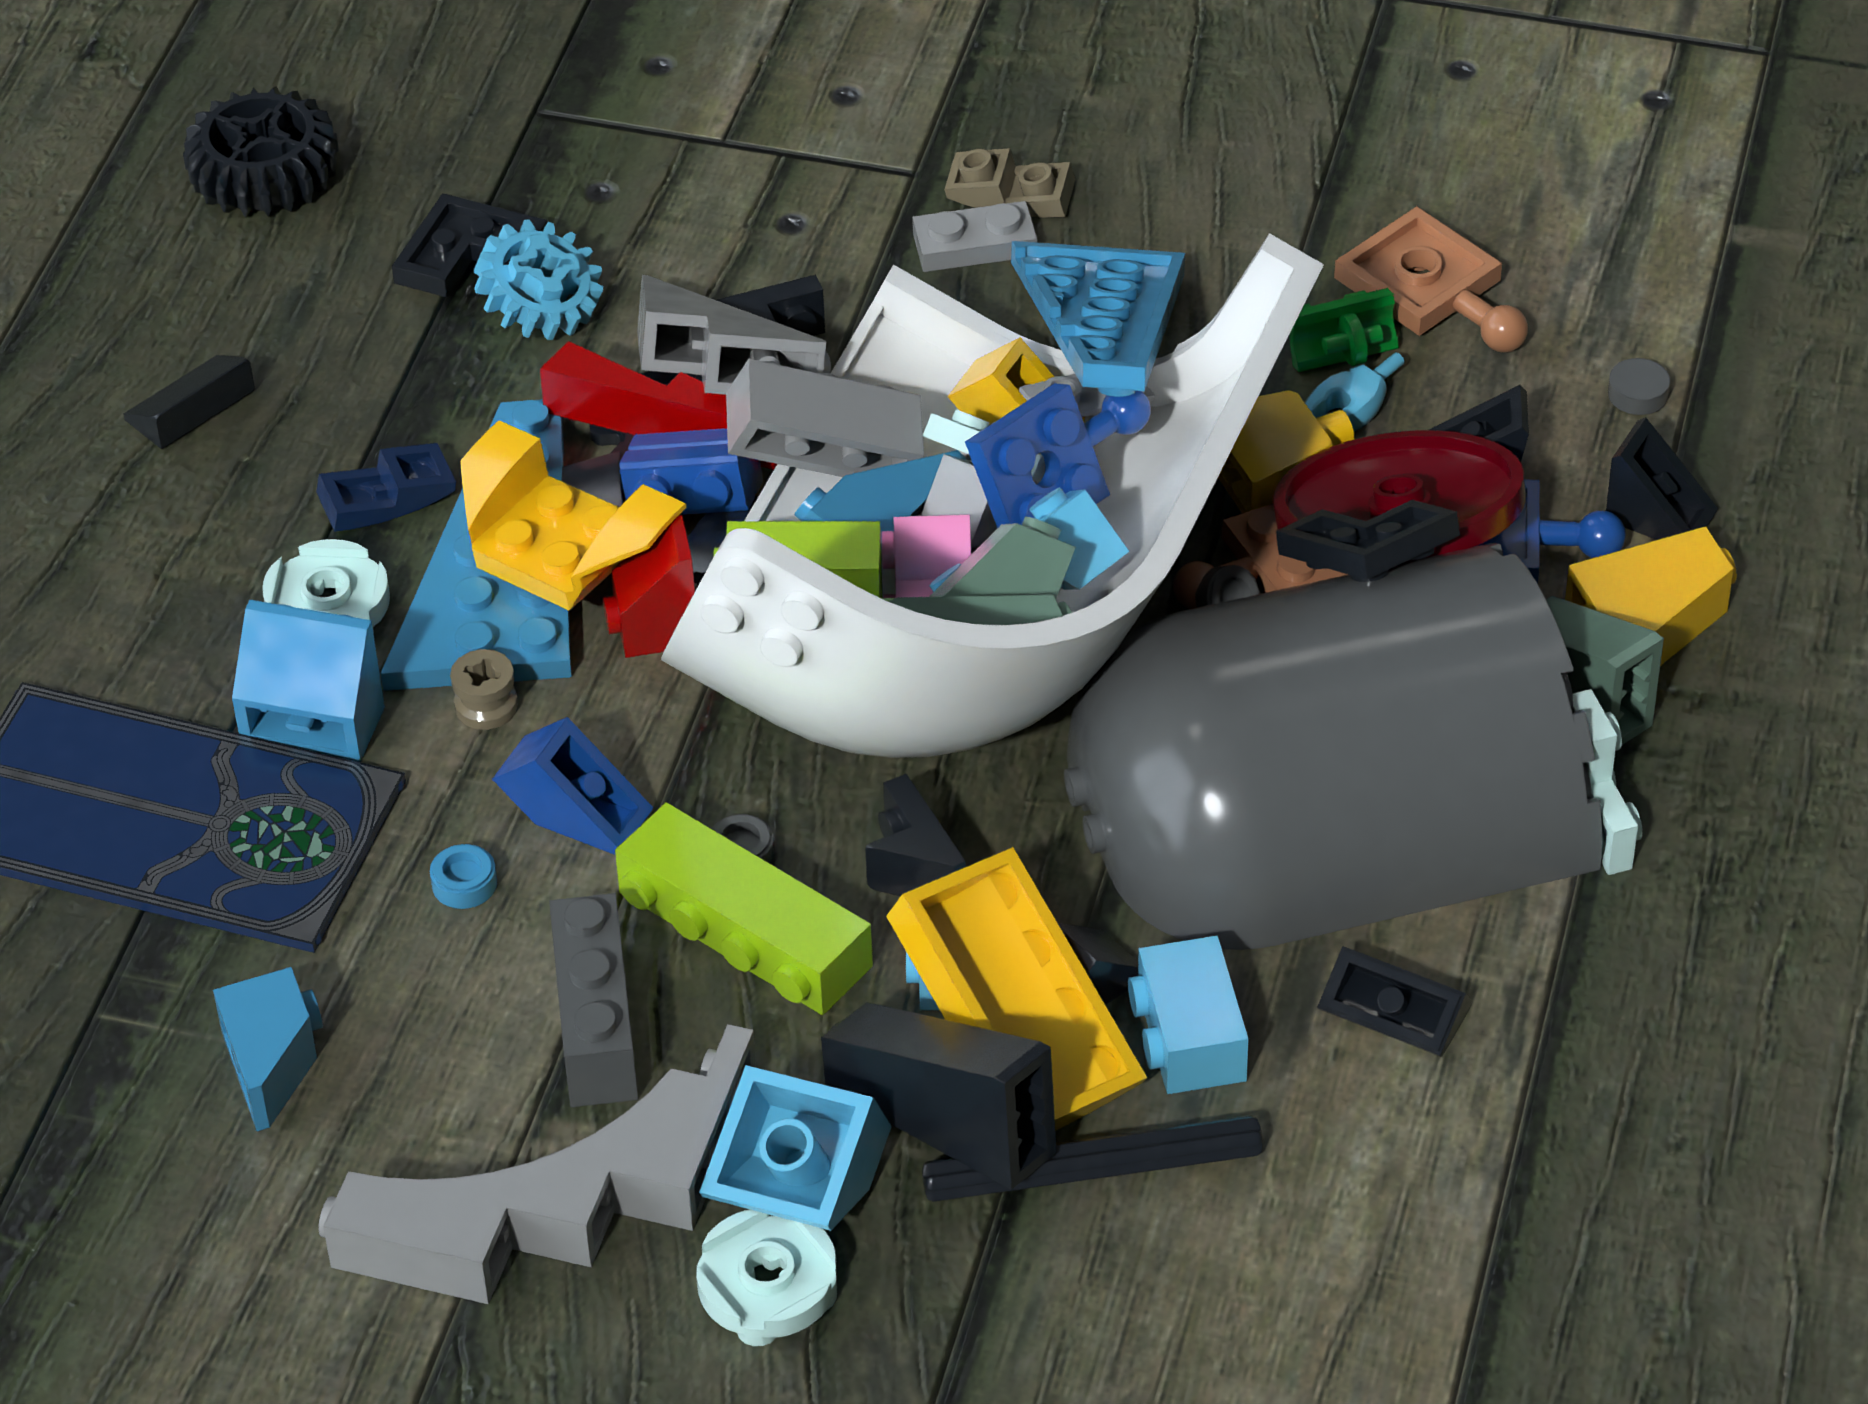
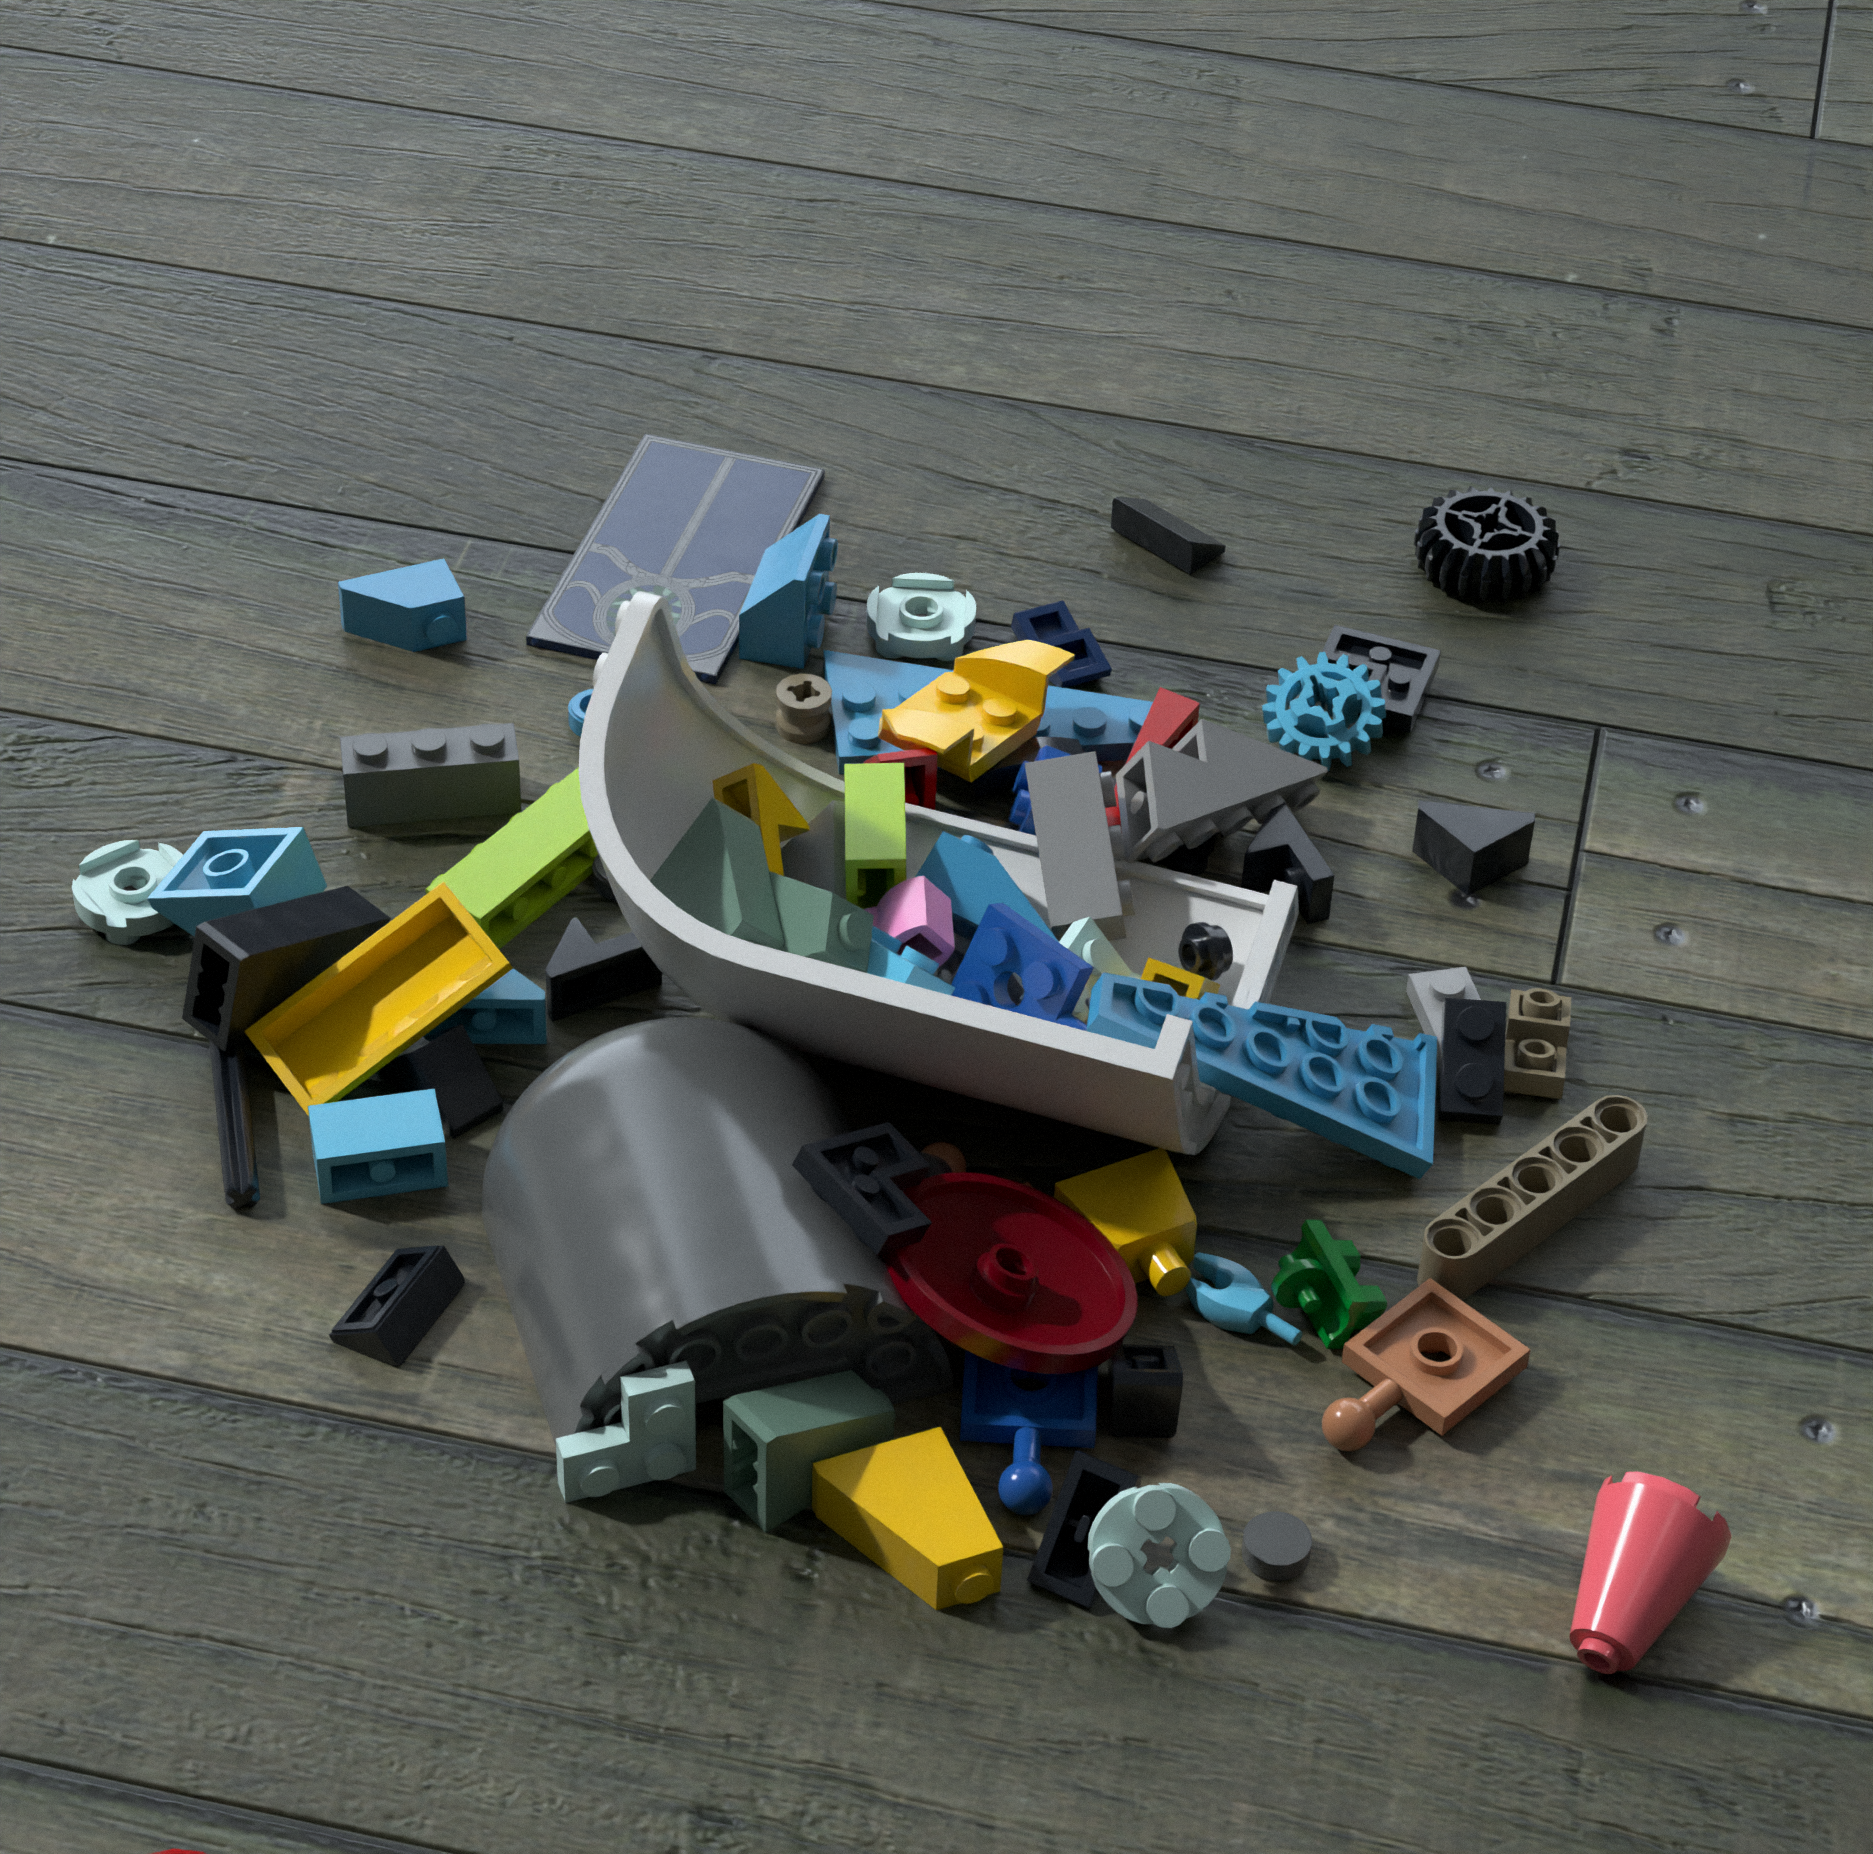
camera: 85 degrees right, 5 degrees down
(462, 1229) = (220, 774): light grey arch -> none
(744, 198) = (1472, 843): none -> black slope
(941, 359) = (1205, 950): none -> black plate
(1050, 212) = (1472, 1061): none -> black plate
(1219, 185) = (1533, 1196): none -> dark tan beam
(1671, 159) = (1641, 1567): none -> coral cone
(1693, 433) = (1168, 1593): none -> light aqua plate

